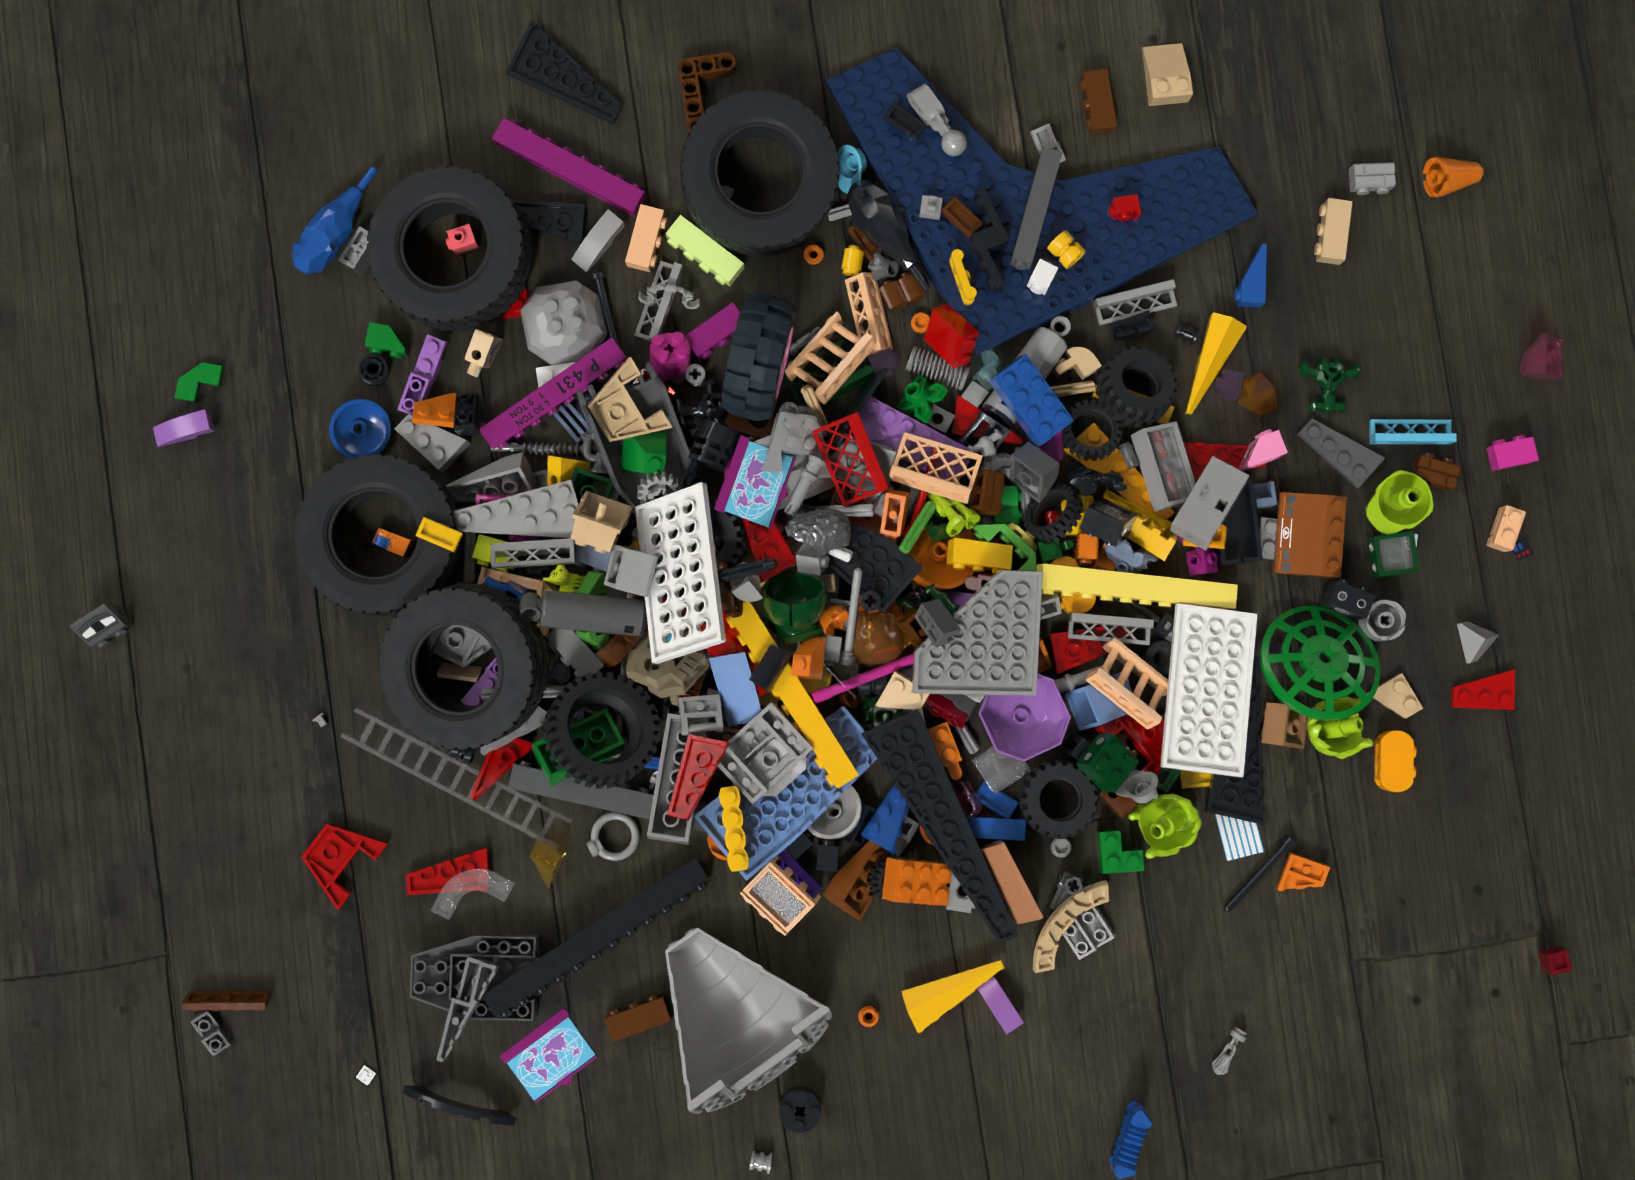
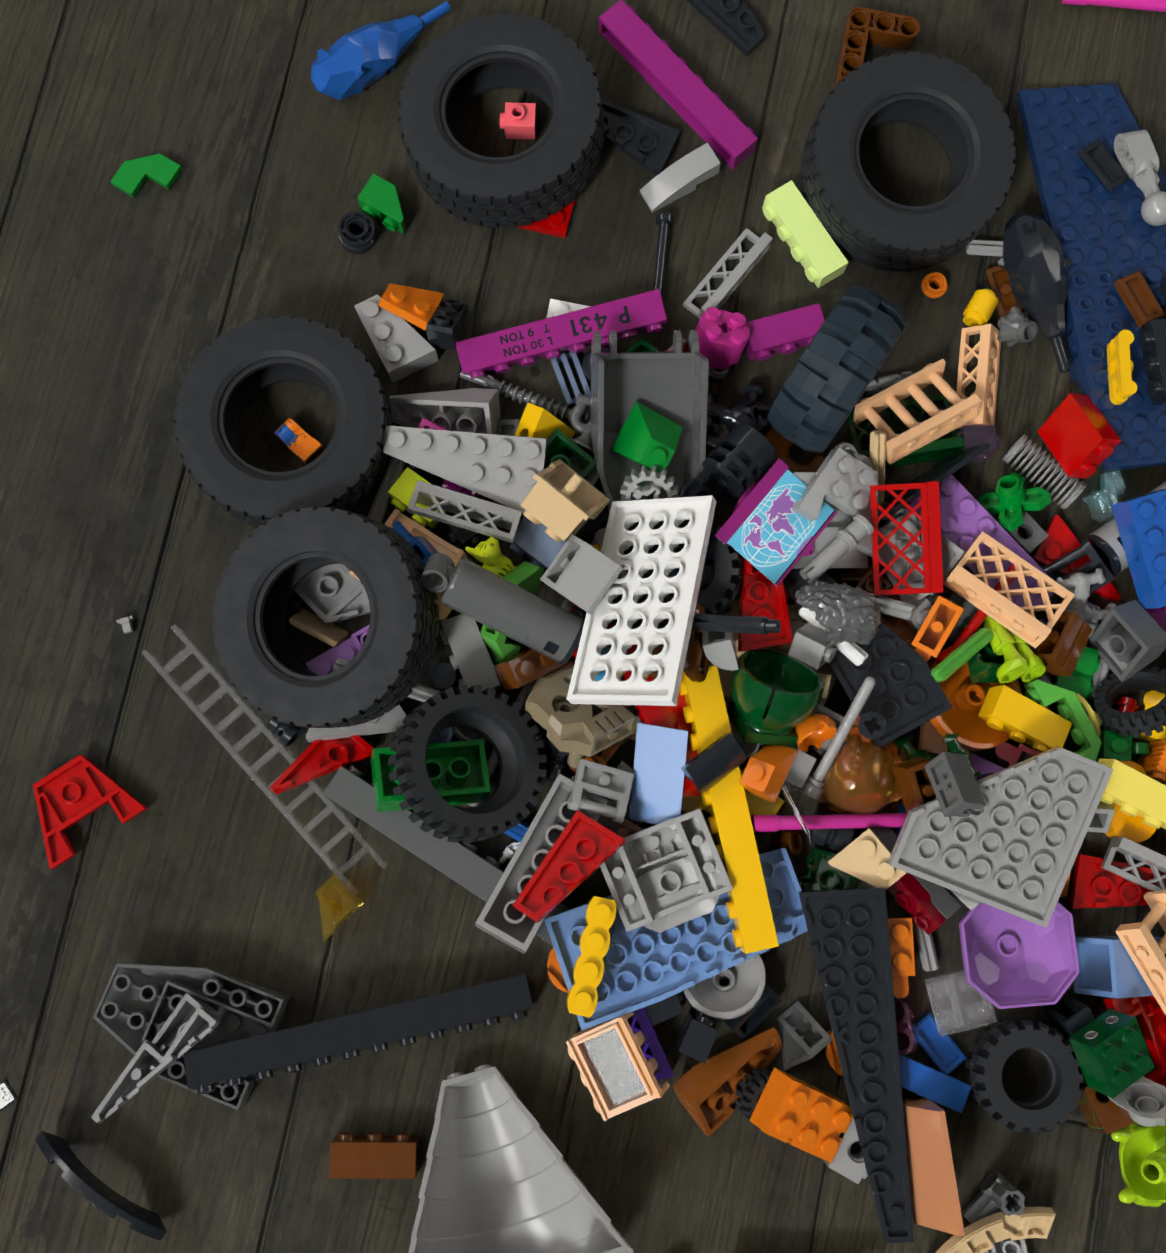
camera: 20 degrees right, 5 degrees down
(183, 428) = (107, 219): medium lavender slope -> none
(356, 252) = (386, 93): dark grey hinge -> none
(371, 436) = (328, 278): blue dish -> none
(424, 374) = (417, 257): medium lavender slope -> none
(435, 877) = (213, 880): red wing -> none
(439, 534) = (358, 445): yellow tile -> none
(468, 881) = (229, 895): clear plate -> none
(482, 343) = (494, 254): tan torso -> none
(549, 1056) = (241, 1162): sticker -> none
(563, 322) = (603, 255): light grey rock -> none
(595, 845) = (404, 912): light grey piece -> none
(618, 413) = (635, 374): tan wing -> none
(646, 238) = (738, 195): light nougat brick -> none
(687, 295) = (766, 277): light grey piece -> none
(690, 371) = (748, 371): light grey bush -> none
(851, 166) = (1020, 198): medium azure piece -> none
(887, 821) = (789, 1020): blue wing -> none
(901, 292) = (1028, 366): reddish brown brick -> none
(920, 322) = (1038, 411): orange tile -> none
(920, 596) = (927, 744): black bush -> none
(930, 207) = (1105, 273): light grey tile -> none
(975, 394) = (1078, 520): light grey tile -> none
(1060, 847) = (1001, 1138): light grey tile -> none
(1069, 682) = (1086, 925): light grey pin -> none
(1113, 858) = (1069, 1177): green brick -> none

